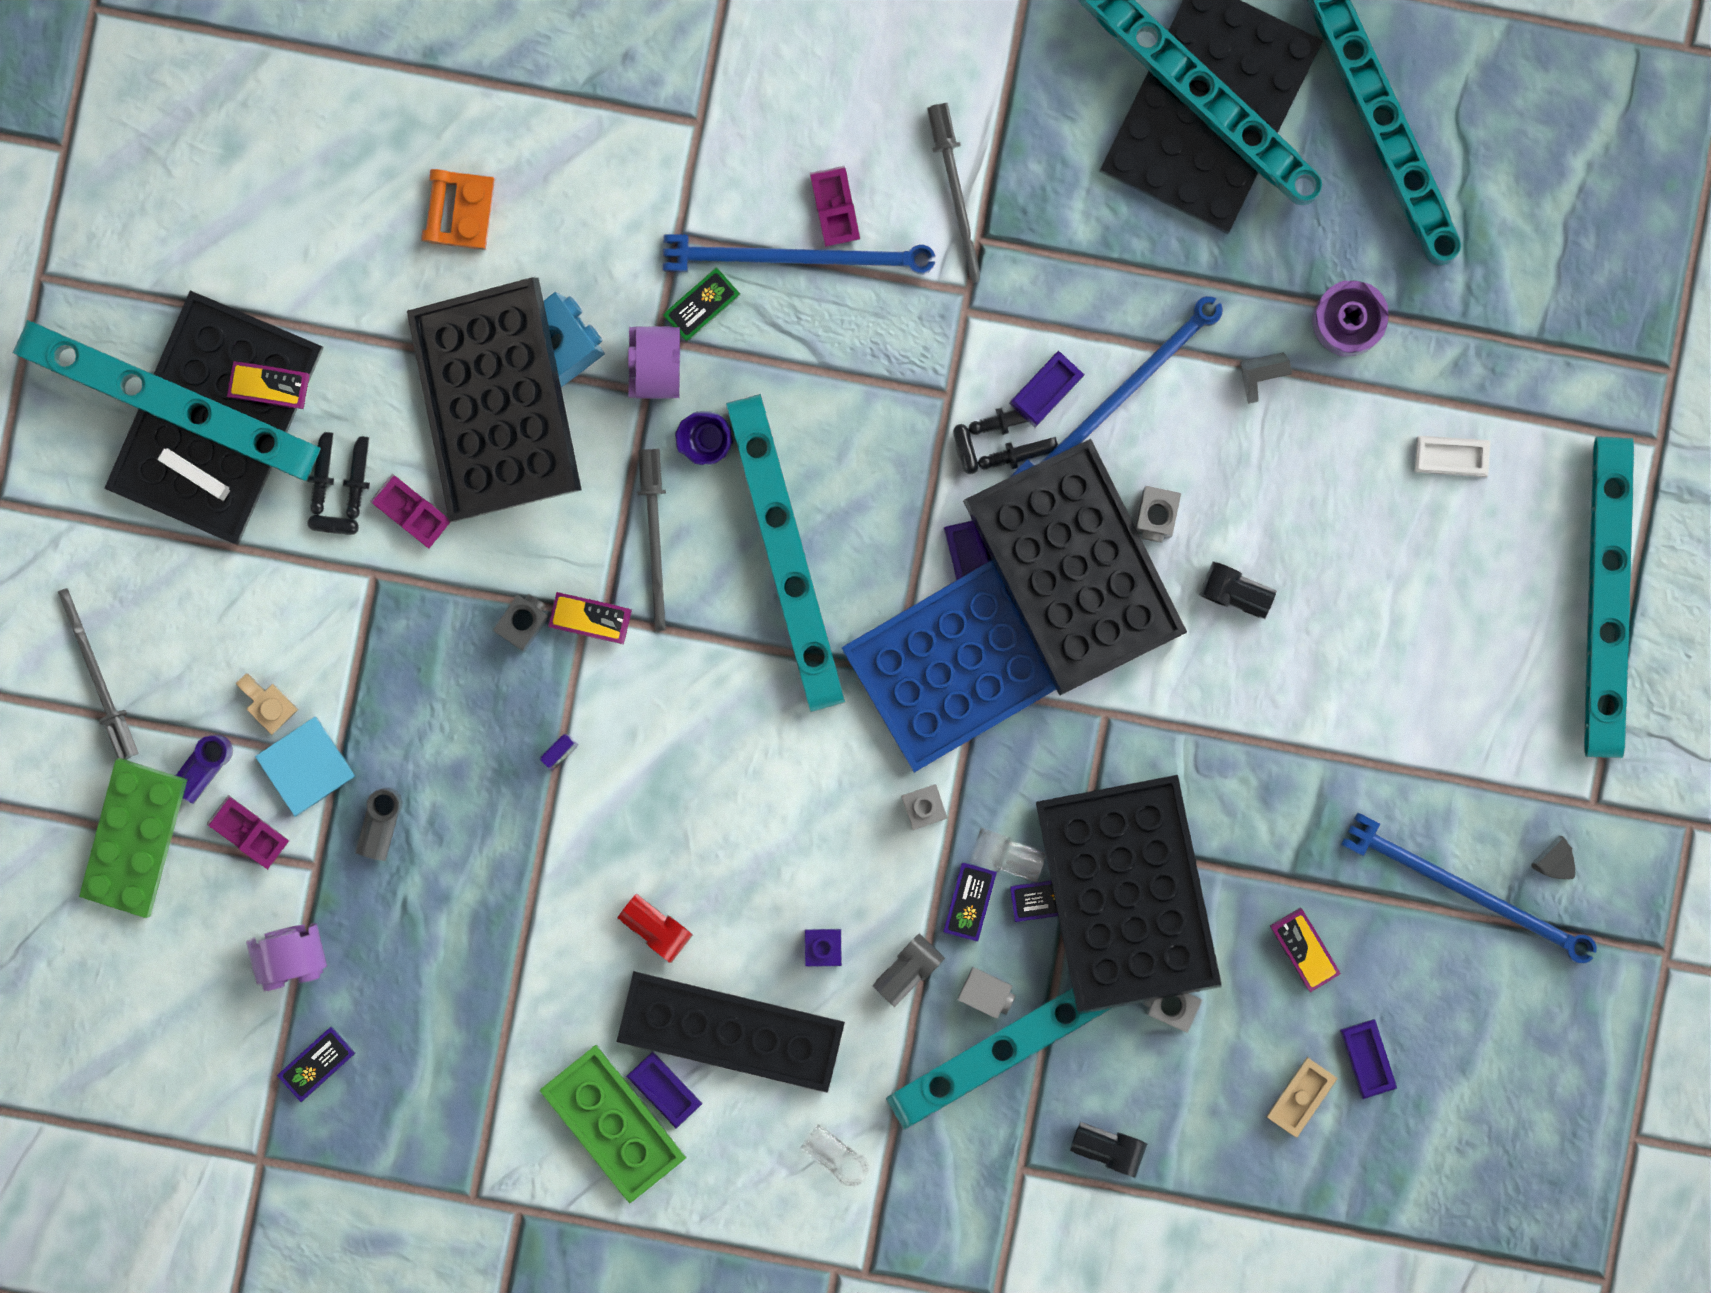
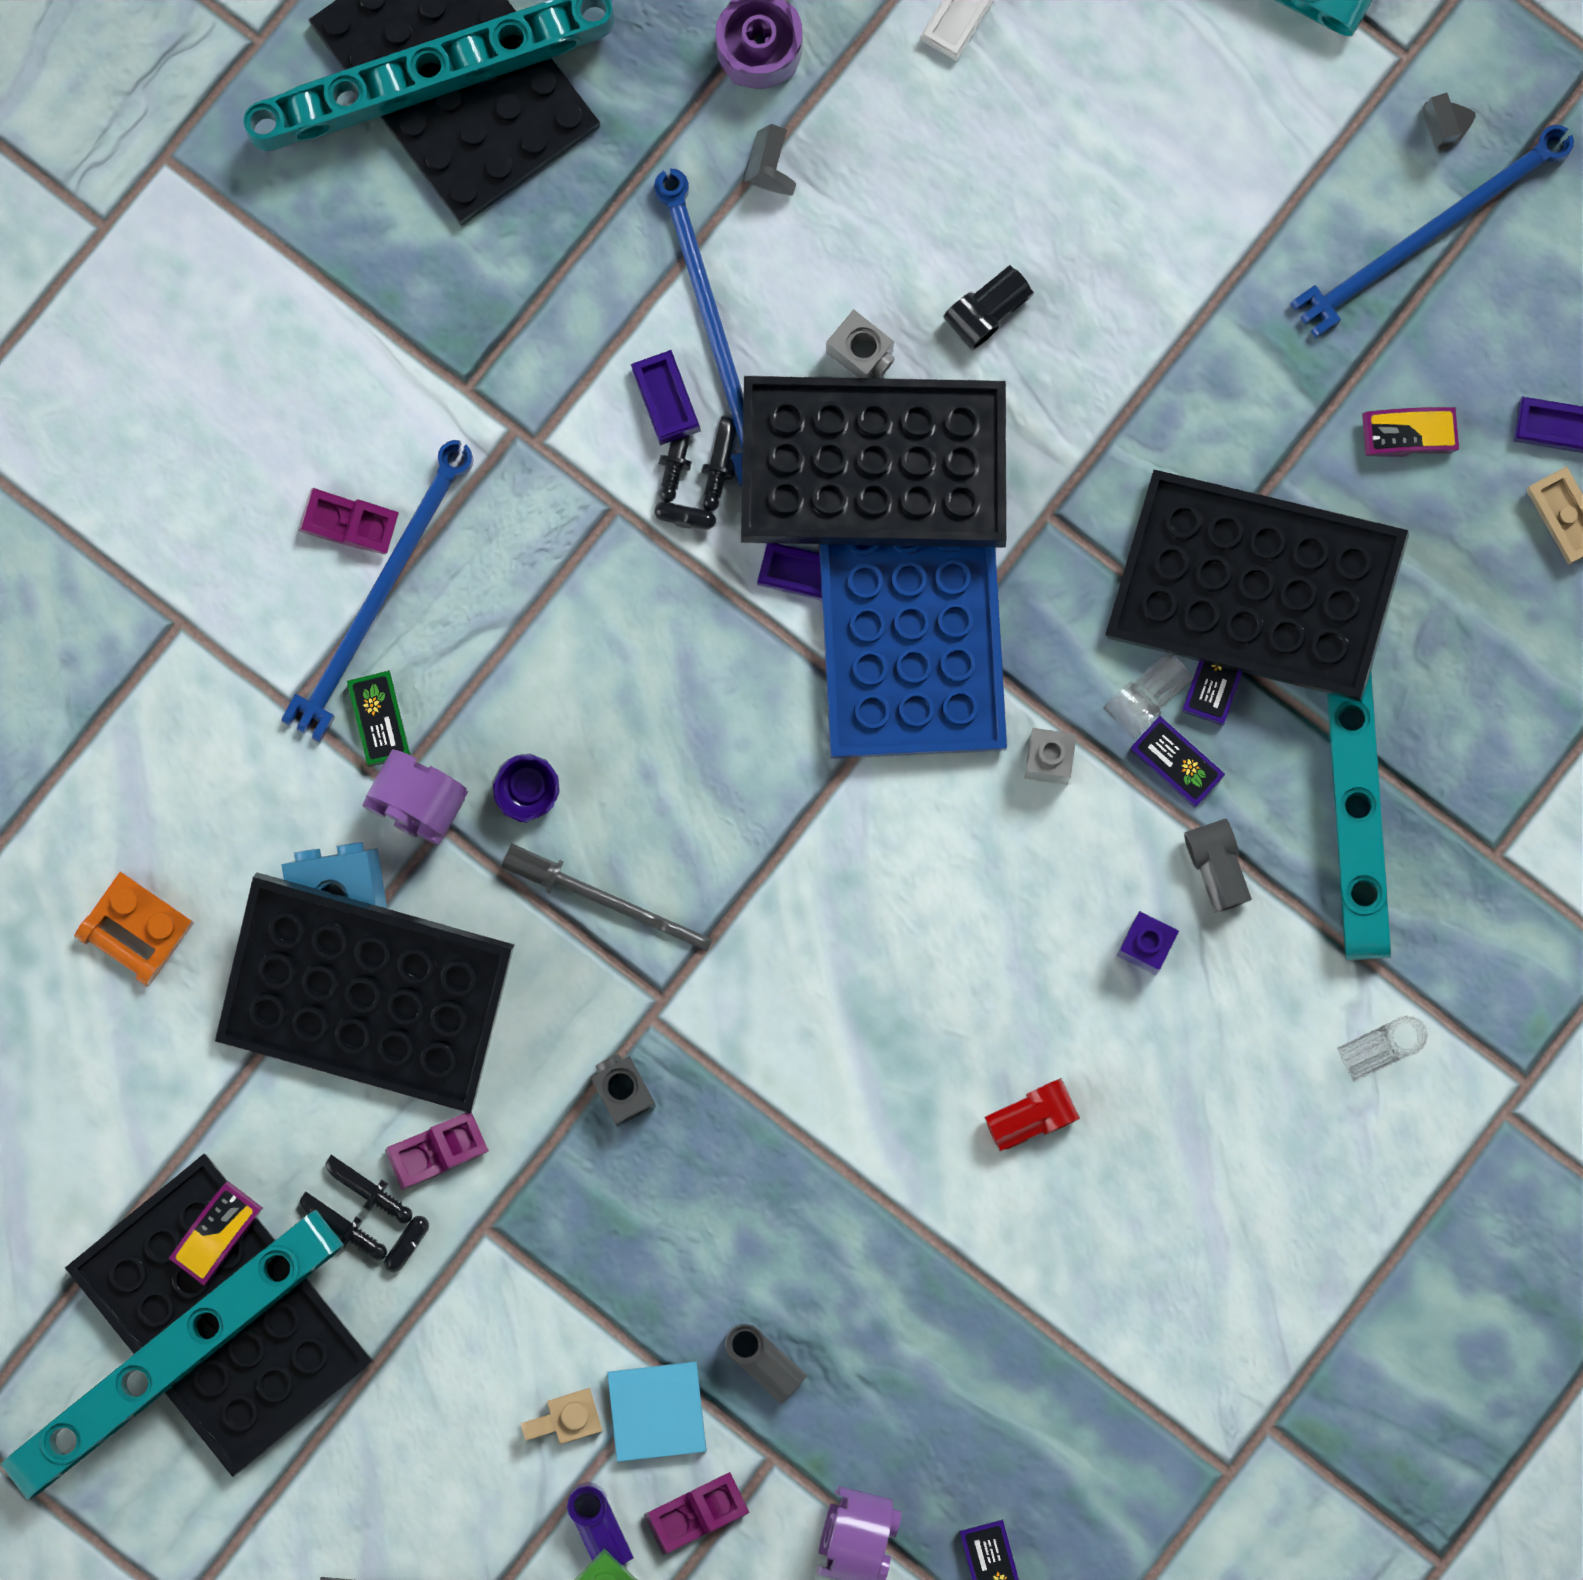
camera: 60 degrees left, 5 degrees down
(194, 474) = (270, 1365): white tile -> none
(559, 751) = (786, 1119): dark purple tile -> none
(590, 618) = (656, 1013): slope -> none
(613, 1124) = (1224, 1272): bright green plate -> none
(664, 1089) = (1214, 1197): dark purple tile -> none
(730, 1031) = (1188, 1092): black plate -> none
(785, 552) = (696, 764): teal beam -> none
(945, 141) = (343, 369): dark grey piece -> none
(986, 993) = (1286, 793): light grey brick -> none
(1117, 1150) = (1527, 741): black piece -> none
(1183, 1018) = (1420, 599): light grey brick -> none

